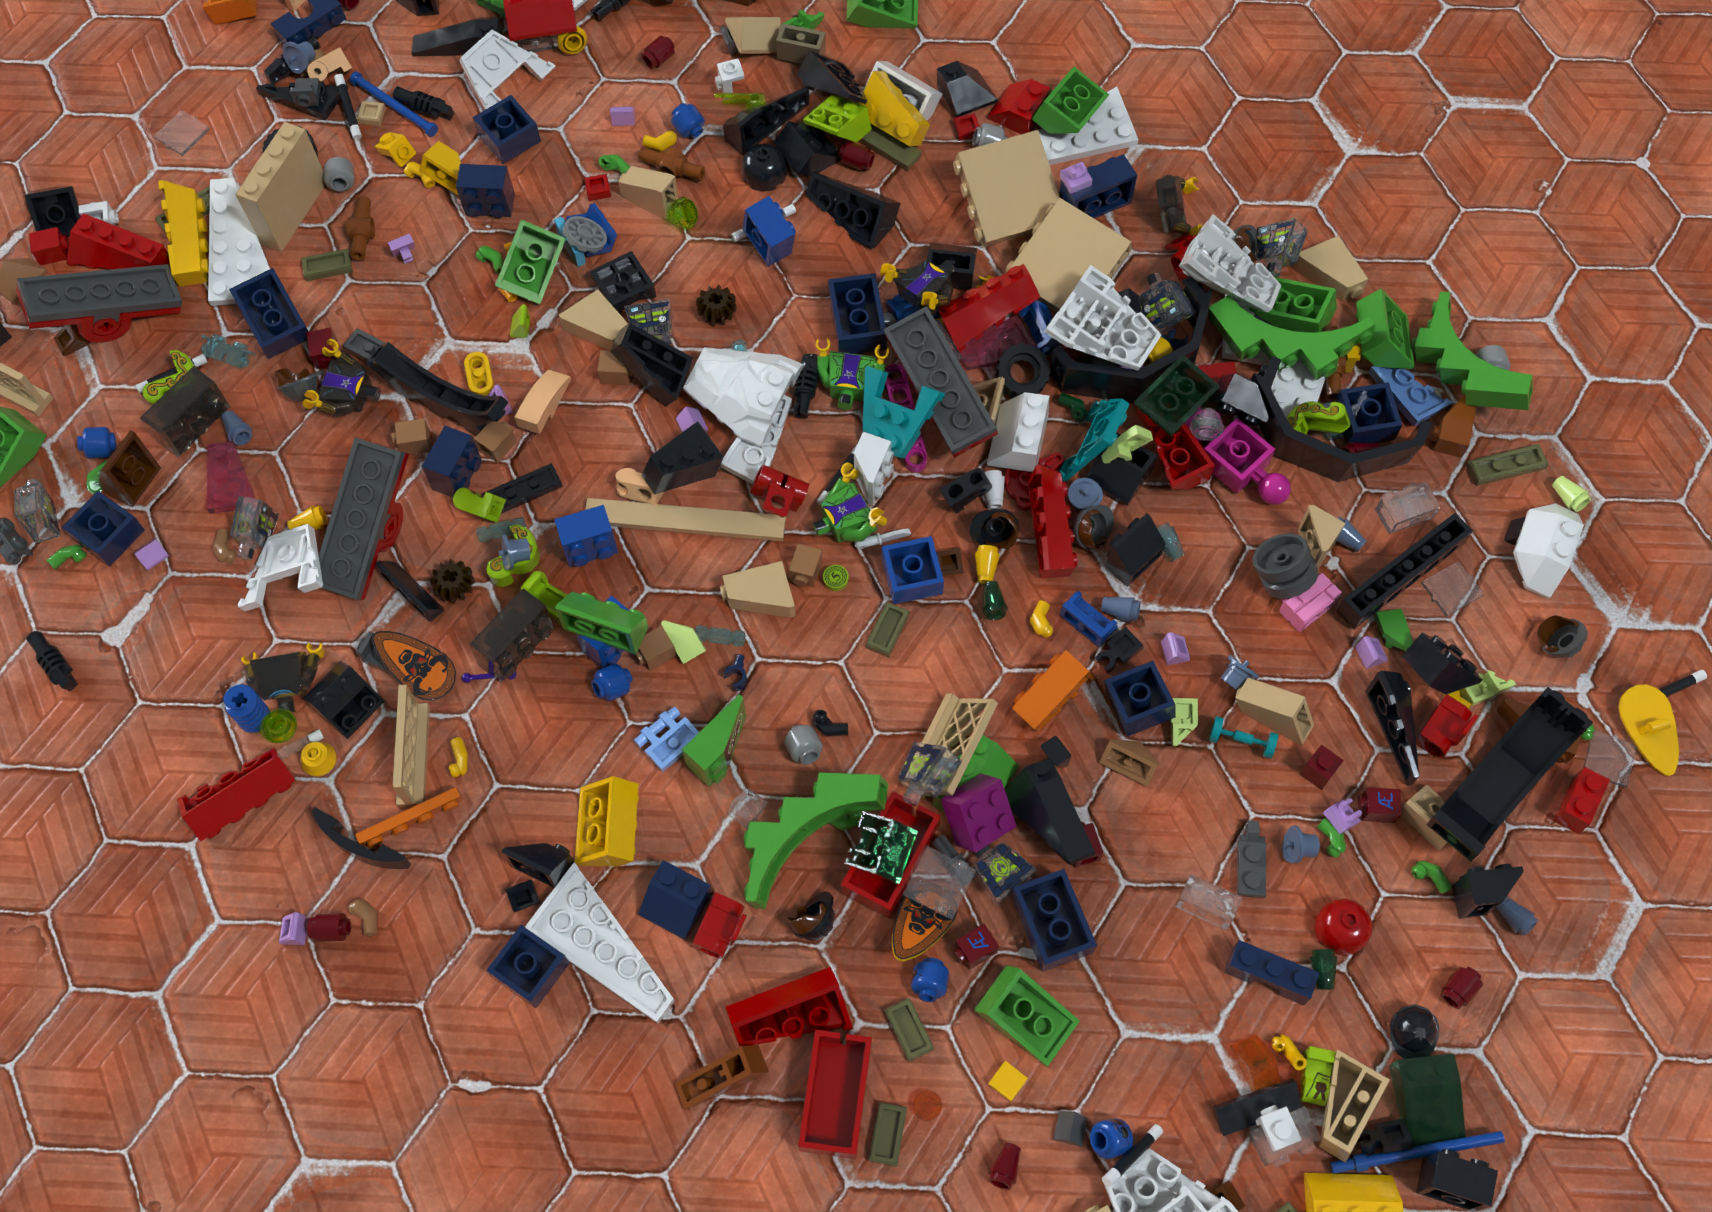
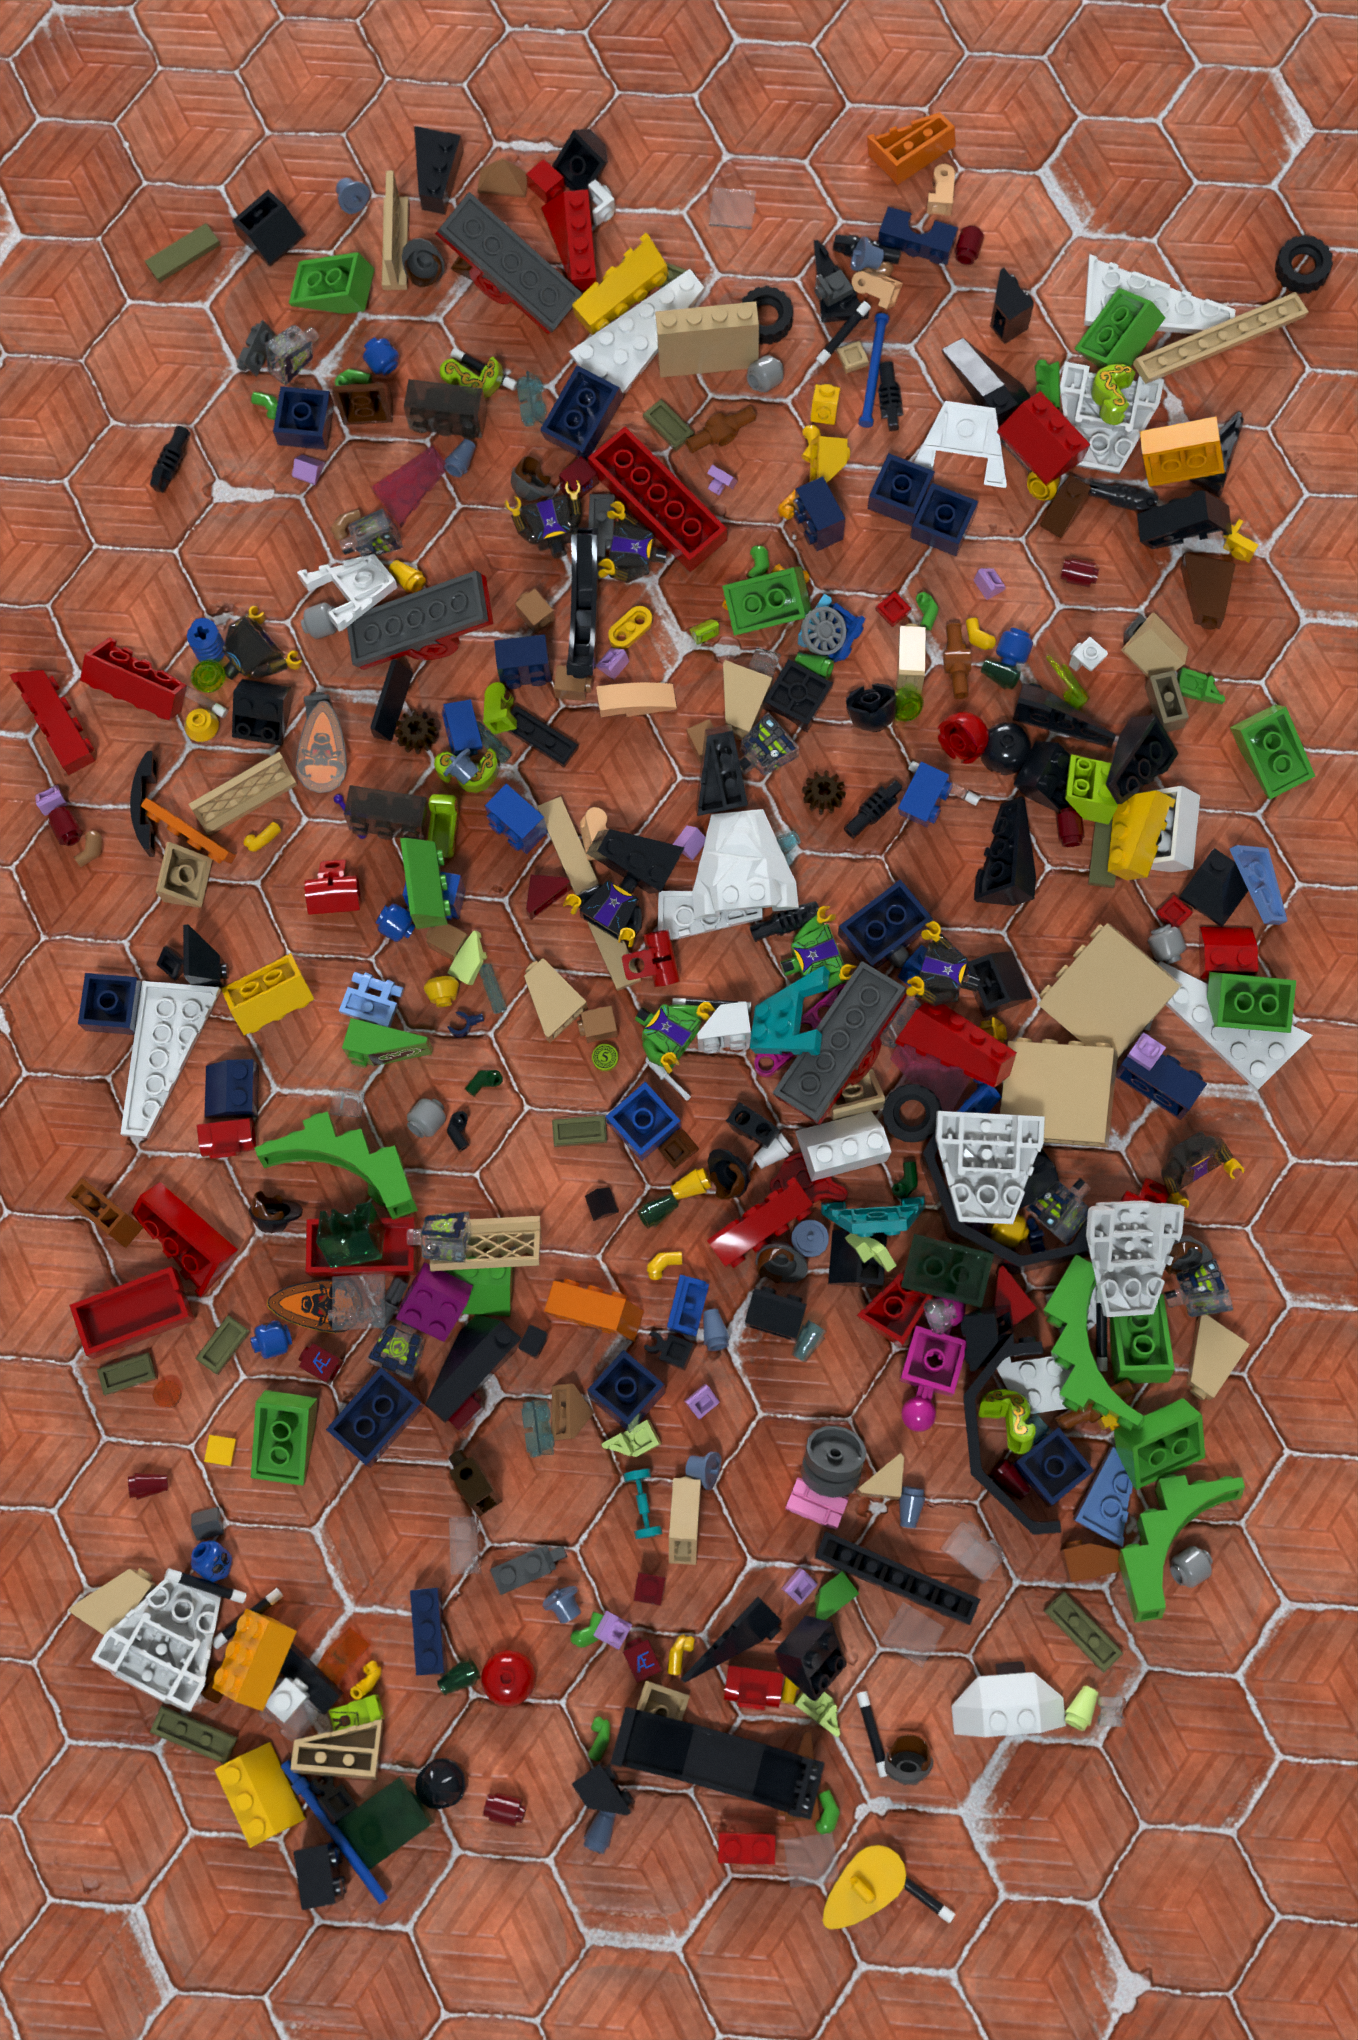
camera: 65 degrees right, 10 degrees up
(41, 366) = (422, 262): none -> dark grey piece
(221, 884) = (54, 719): none -> red wedge
(296, 608) = (317, 621): none -> light grey head
(386, 296) = (658, 499): none -> red brick
(411, 336) = (631, 548): none -> torso
(450, 842) = (183, 876): none -> tan slope
(459, 214) = (786, 508): none -> light orange arm
(473, 543) = (461, 727): none -> blue hinge
(549, 718) = (332, 890): none -> red piece
(554, 112) = (944, 519): none -> dark blue brick
(576, 293) = (764, 662): none -> clear slope
(599, 34) = (1066, 506): none -> reddish brown slope
(606, 255) = (816, 663): none -> bright green cone
(661, 552) = (544, 892): none -> dark red slope
(668, 236) = (872, 708): none -> black cylinder
(697, 674) = (441, 990): none -> yellow cone
(702, 140) = (1001, 673): none -> clear green cone
(715, 502) = (610, 908): none -> torso
(735, 189) = (963, 736): none -> red cylinder
(753, 278) = (873, 809): none -> black hinge
(796, 681) = (484, 1078): none -> dark green arm
(961, 644) = (601, 1203): none -> black slope
(981, 58) = (1261, 881): none -> medium blue wing
(1122, 787) = (541, 1440): none -> clear light blue hinge
(1166, 865) = (476, 1490): none -> dark brown torso
(1178, 1134) = (260, 1607): none -> bar
(1227, 1140) = (253, 1659): none -> light orange brick
(1381, 769) = (676, 1653): none -> yellow arm
(1523, 657) = (872, 1732): none -> black bar
(1585, 474) = (1111, 1711): none -> clear wheel

